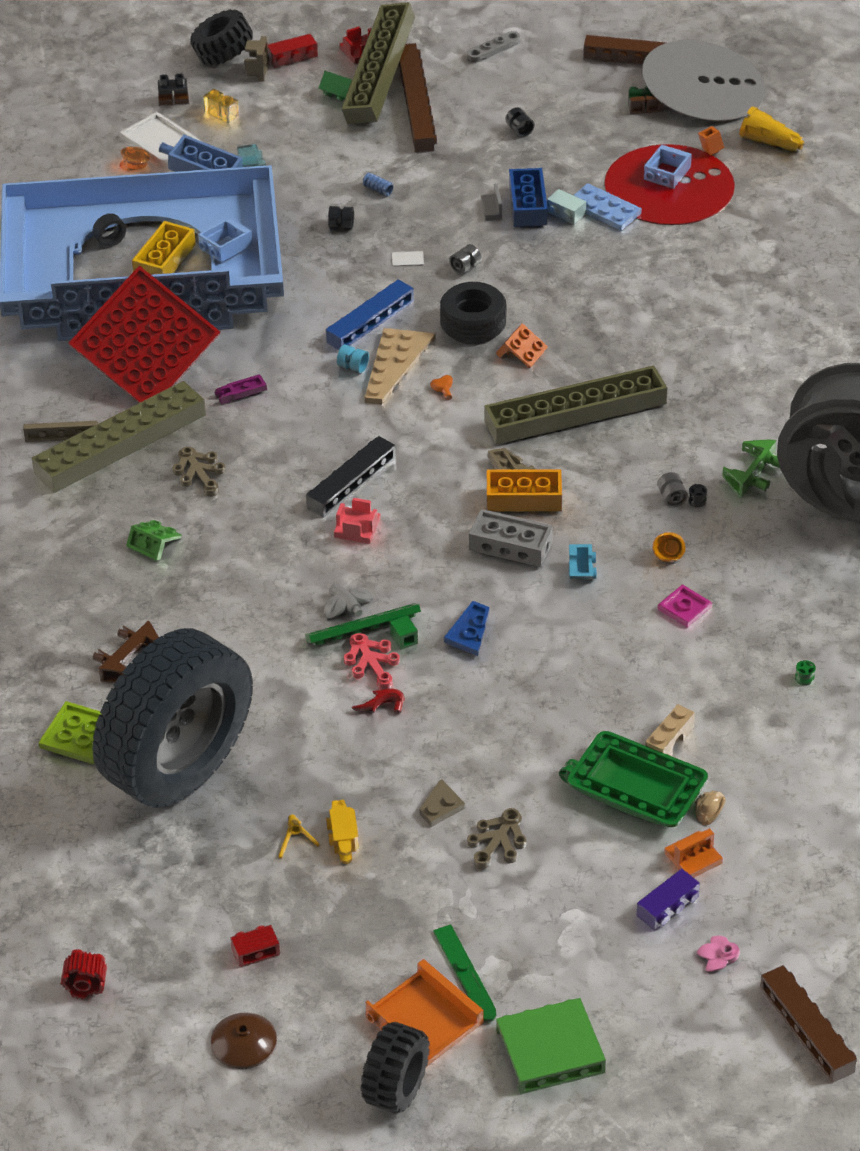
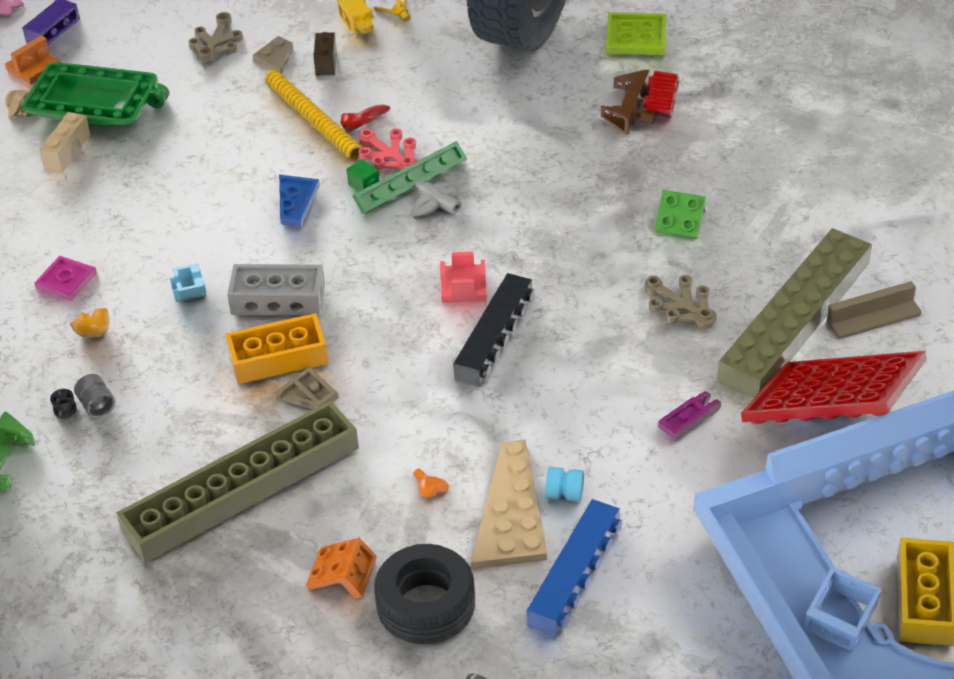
camera: 165 degrees right, 0 degrees up
(102, 638) = (662, 93): none -> red brick
(392, 778) = (325, 53): none -> dark brown brick
(427, 714) = (313, 115): none -> yellow piece

